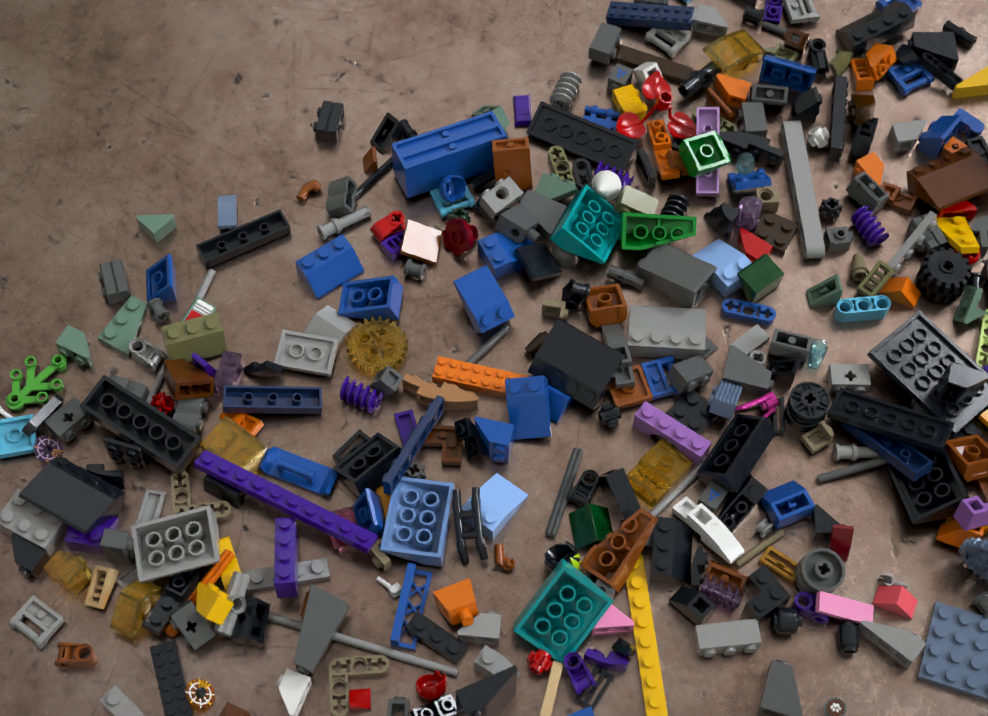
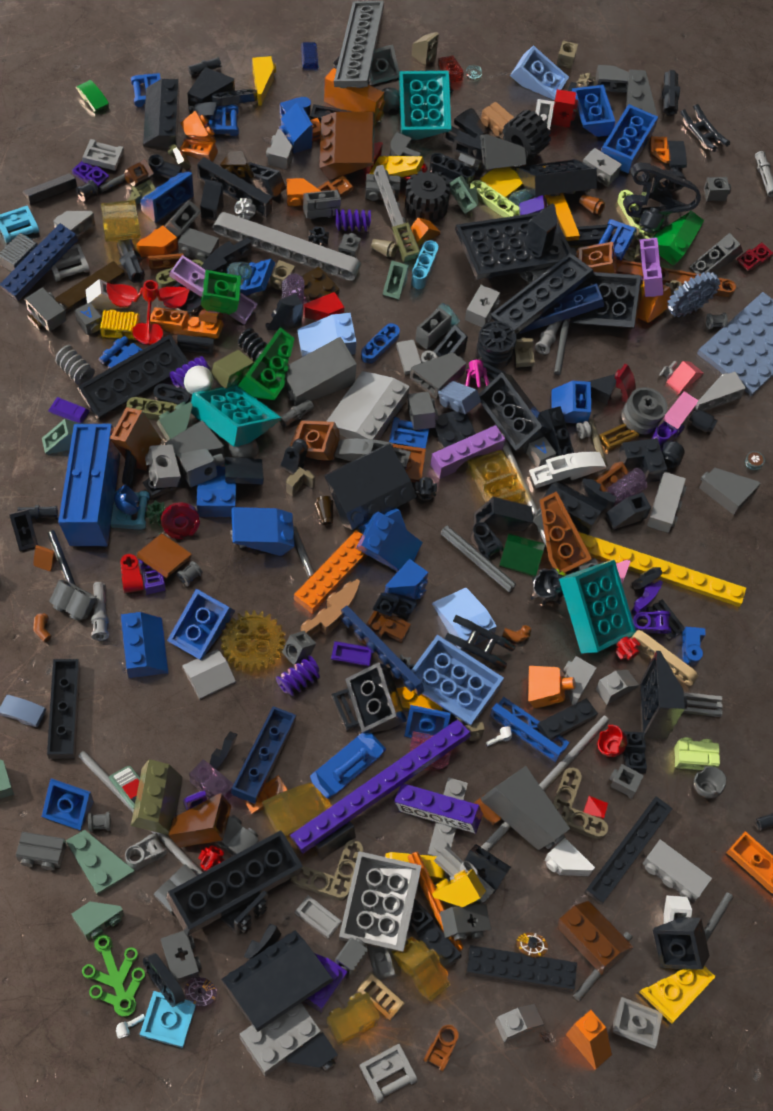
camera: 70 degrees left, 0 degrees up
(306, 352) = (227, 704): light grey plate -> none
(760, 278) = (361, 315): dark green slope -> none

